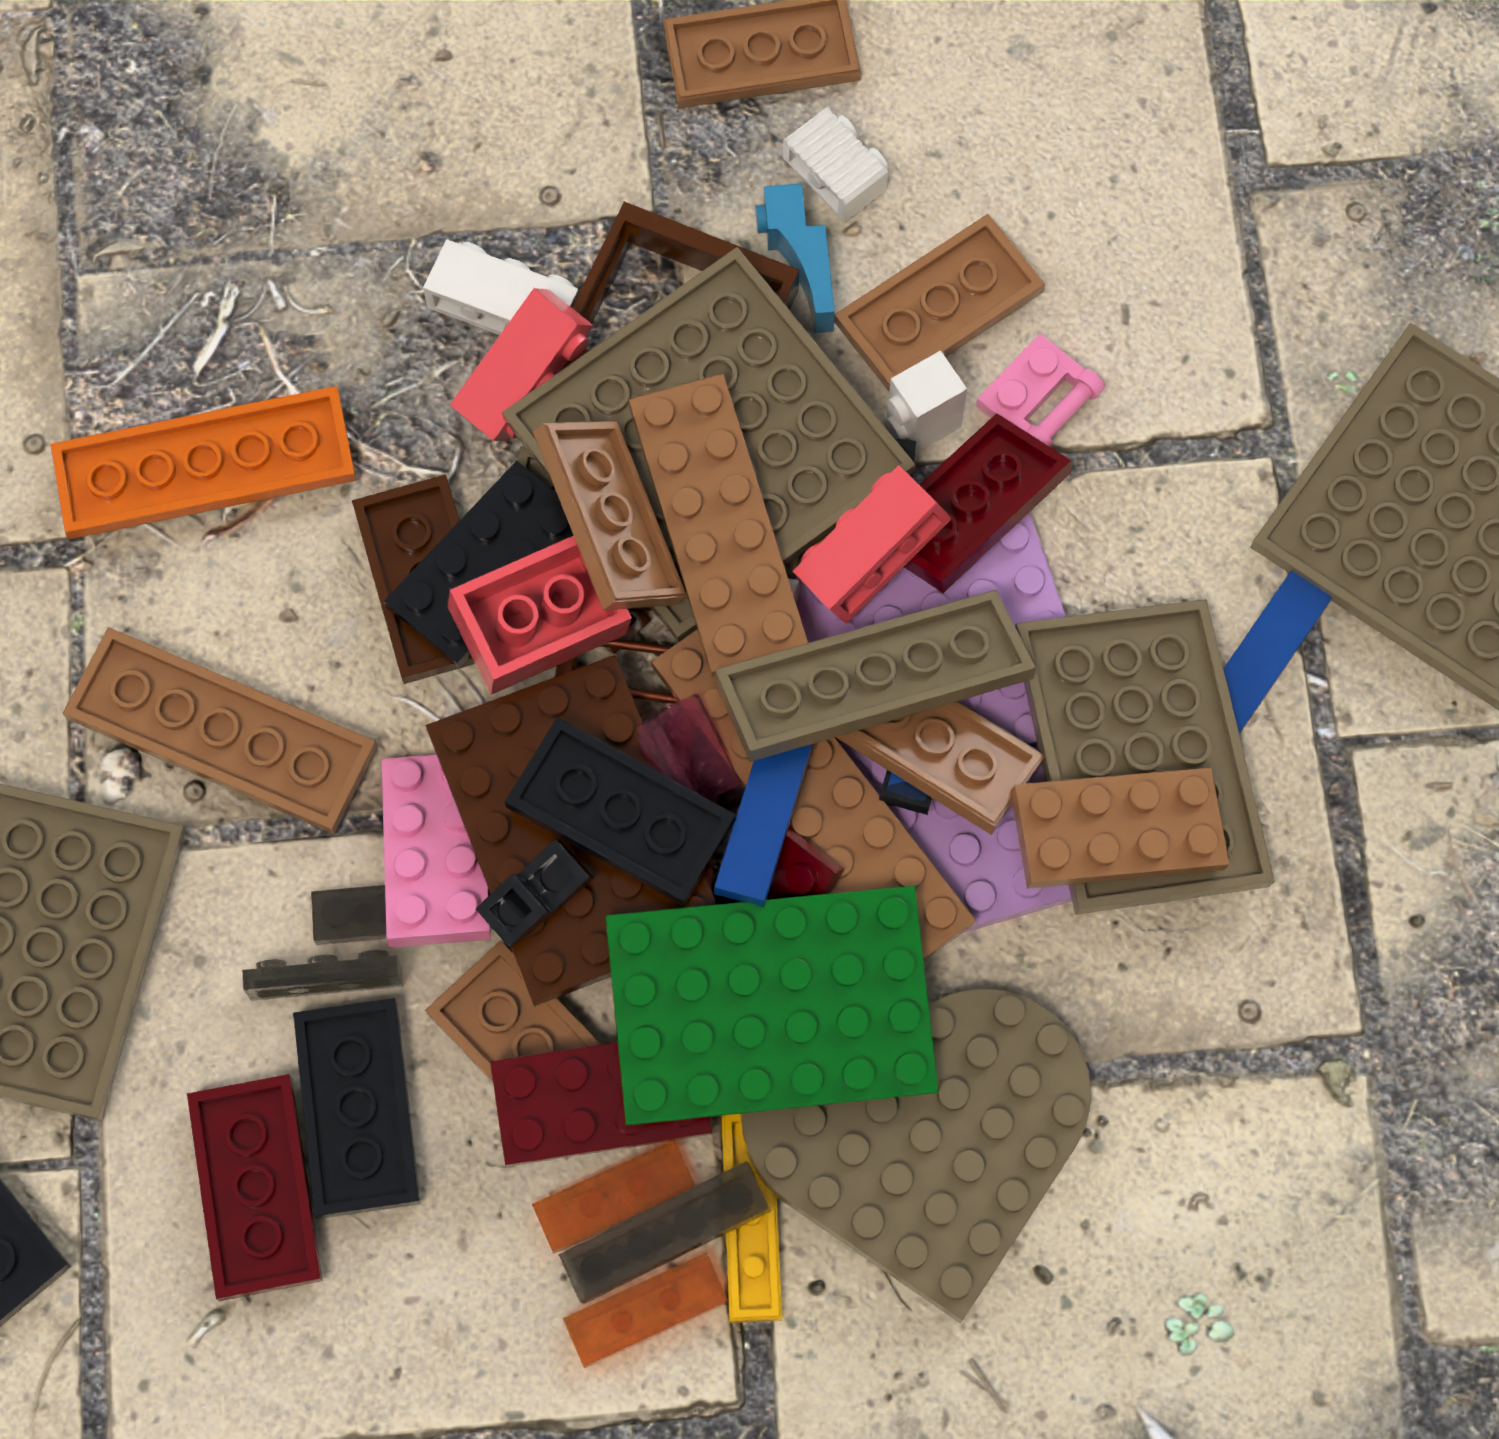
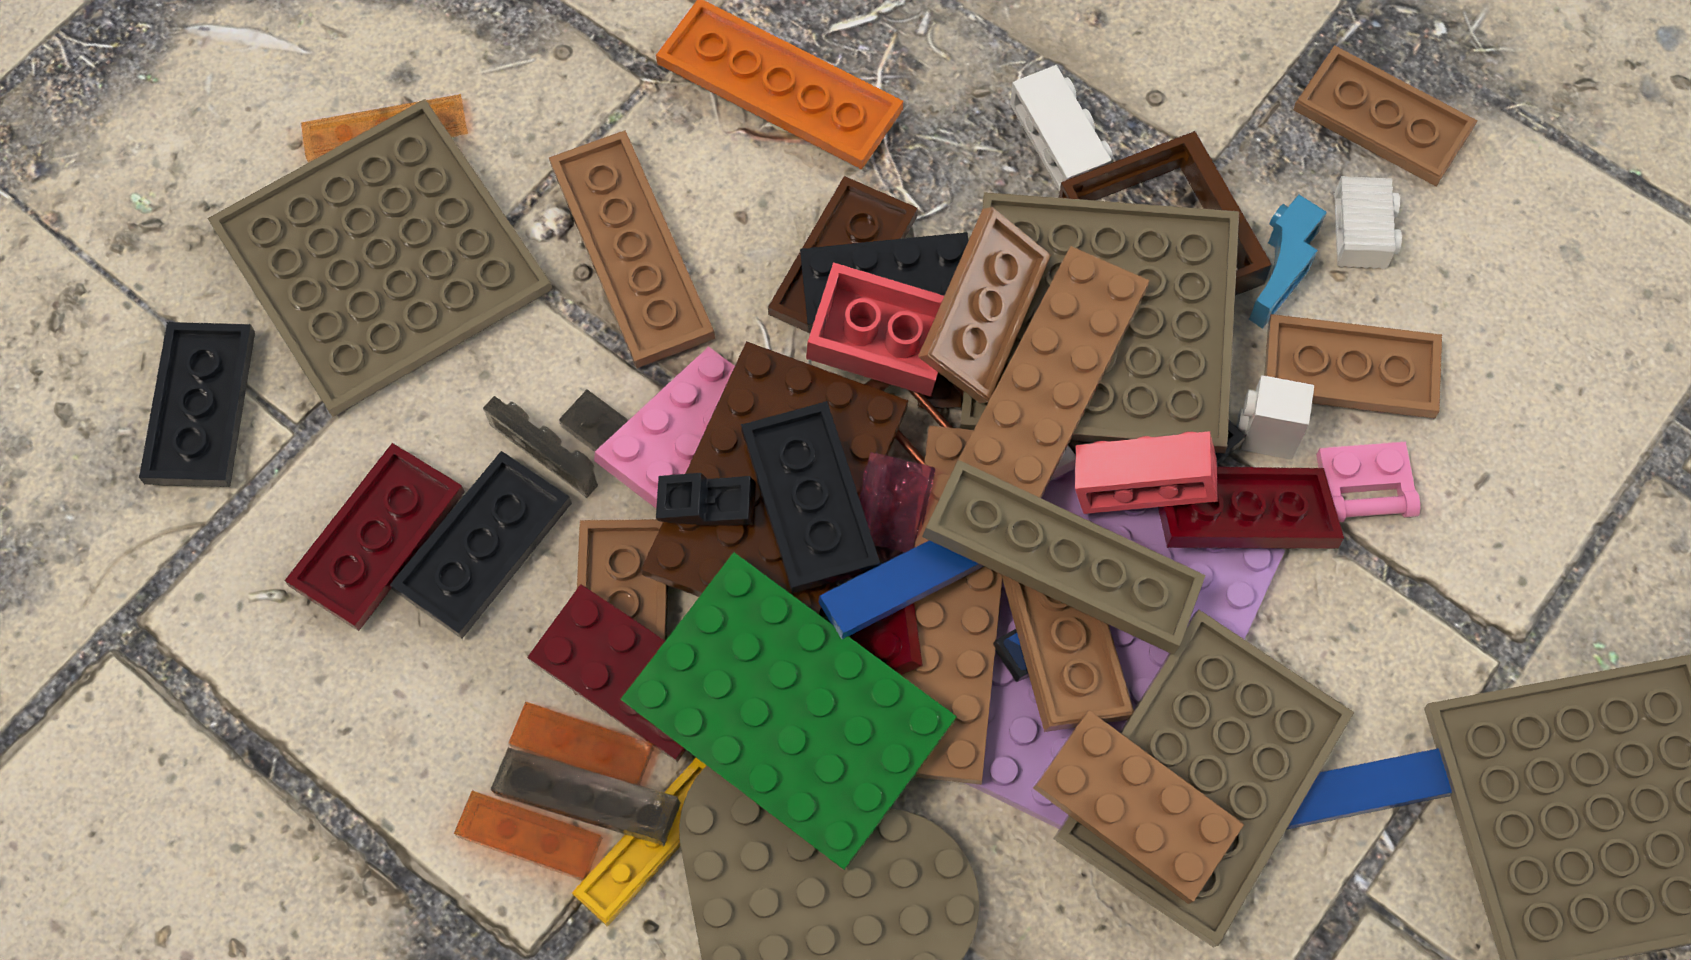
camera: 45 degrees right, 5 degrees down
(522, 358) = (1044, 167): coral brick -> none

